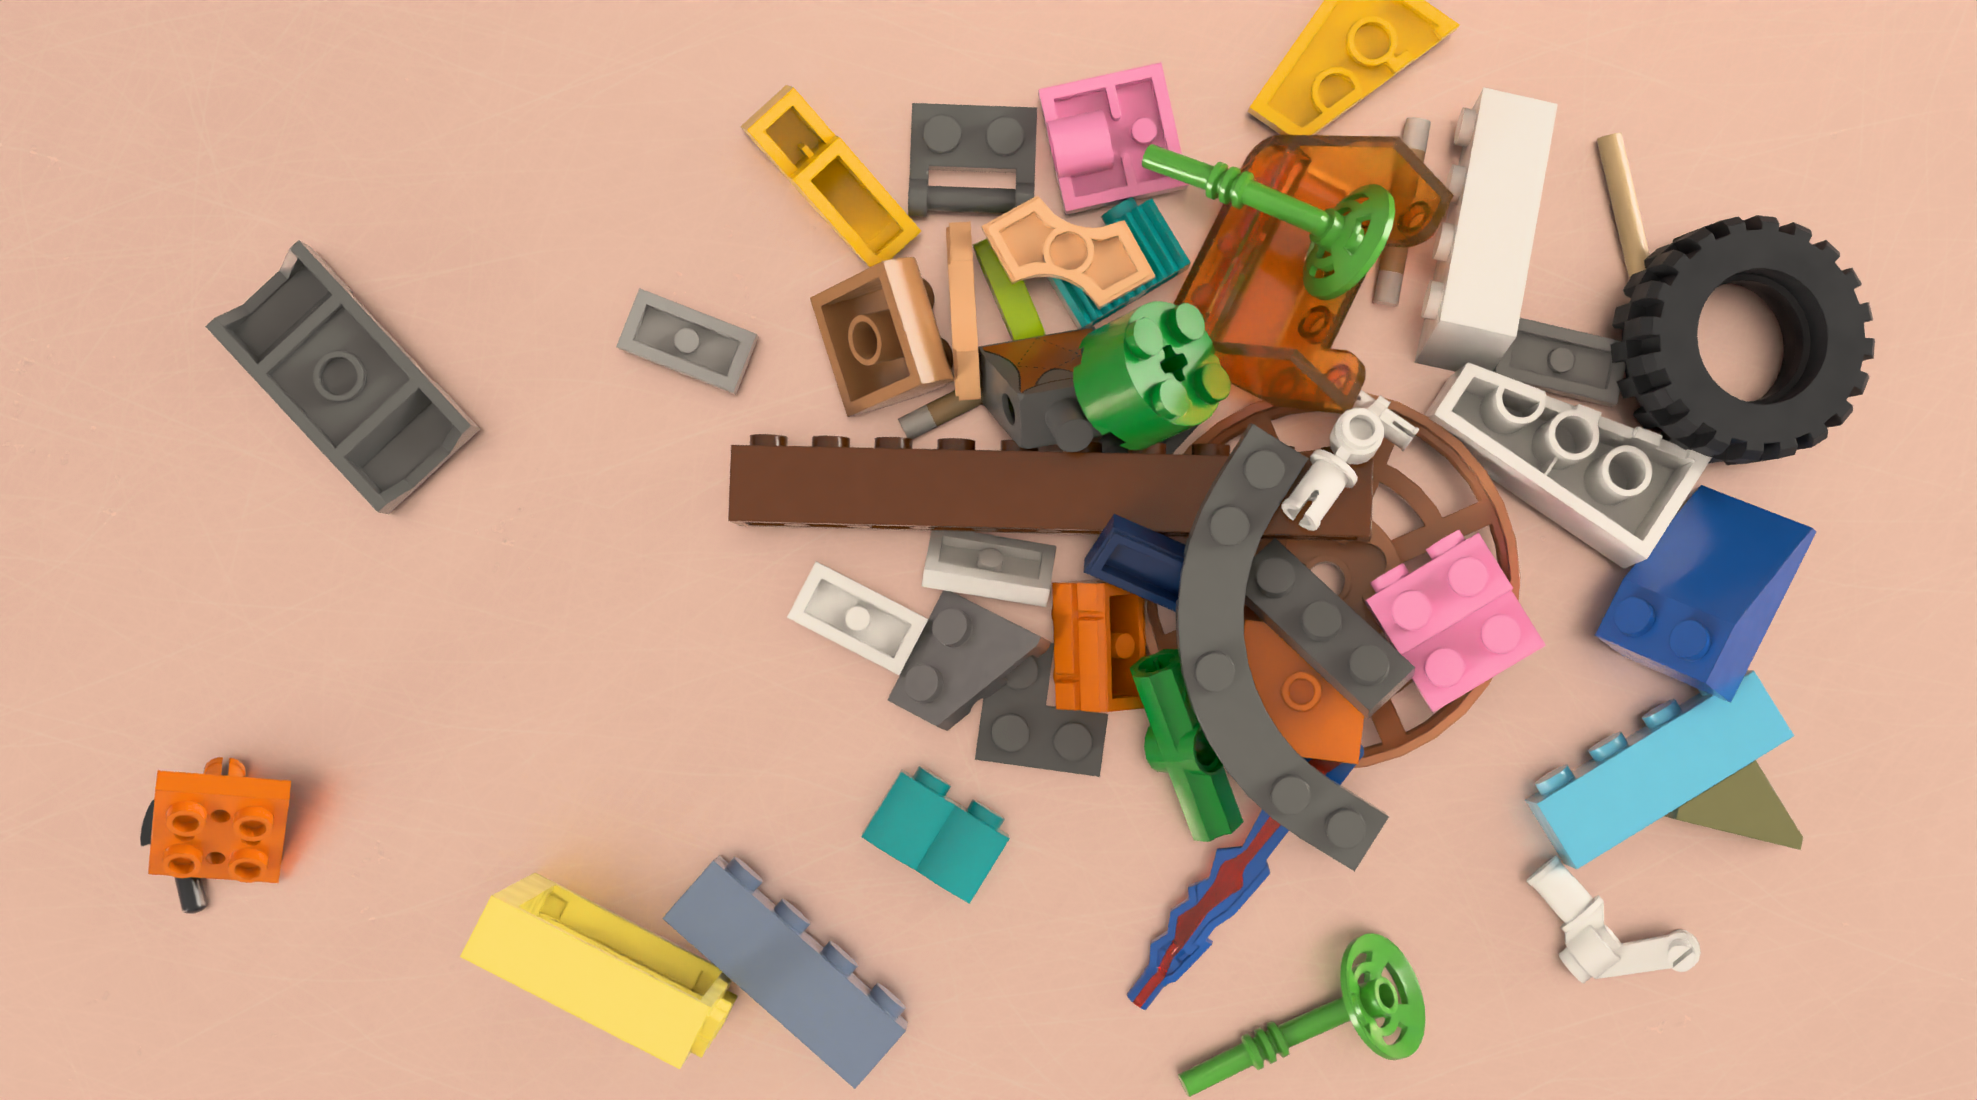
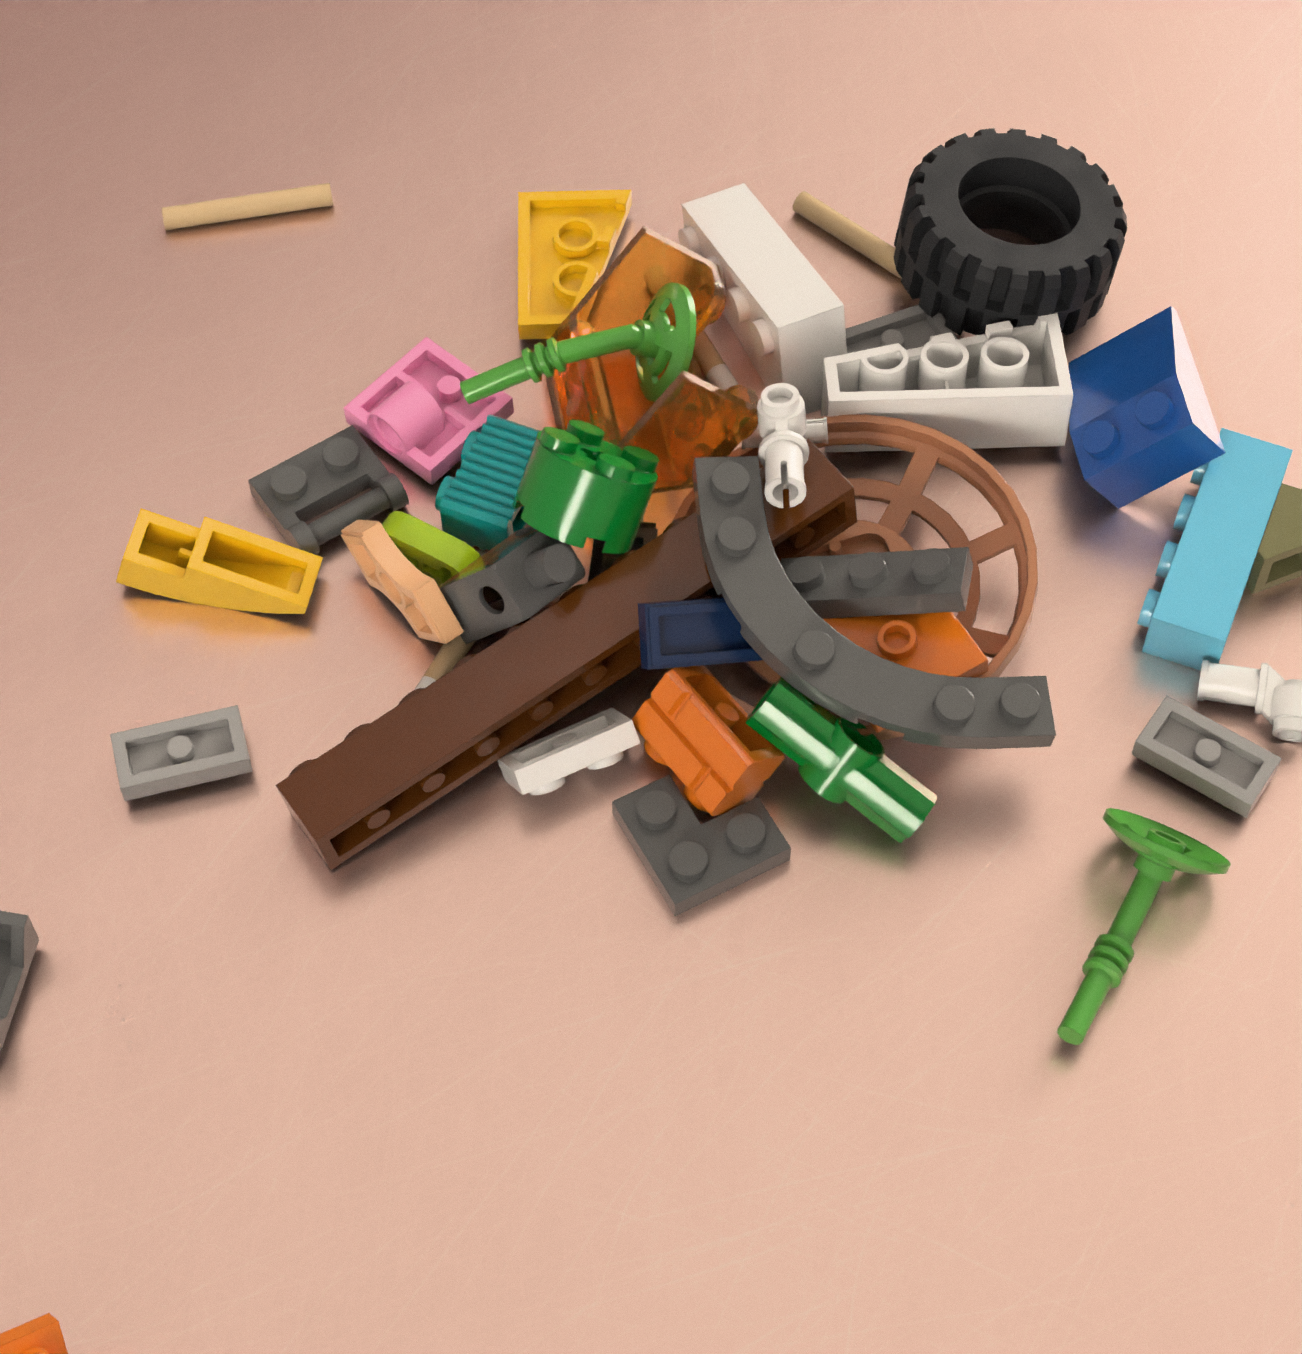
camera: 35 degrees left, 30 degrees down
(602, 968) = (466, 1198): light yellow window -> none
(787, 970) = (645, 1176): sand blue brick -> none
(857, 618) = (487, 863): white plate -> none
(883, 336) = (348, 637): medium nougat brick -> none
(936, 834) = (689, 982): teal brick -> none
(961, 660) = (600, 831): flat silver wing -> none
(1040, 244) = (425, 486): light nougat tile -> none
(1213, 900) = (964, 871): blue sword -> none
(1453, 618) = (968, 502): bright pink plate -> none
(1486, 938) = (1206, 756): none -> light grey plate

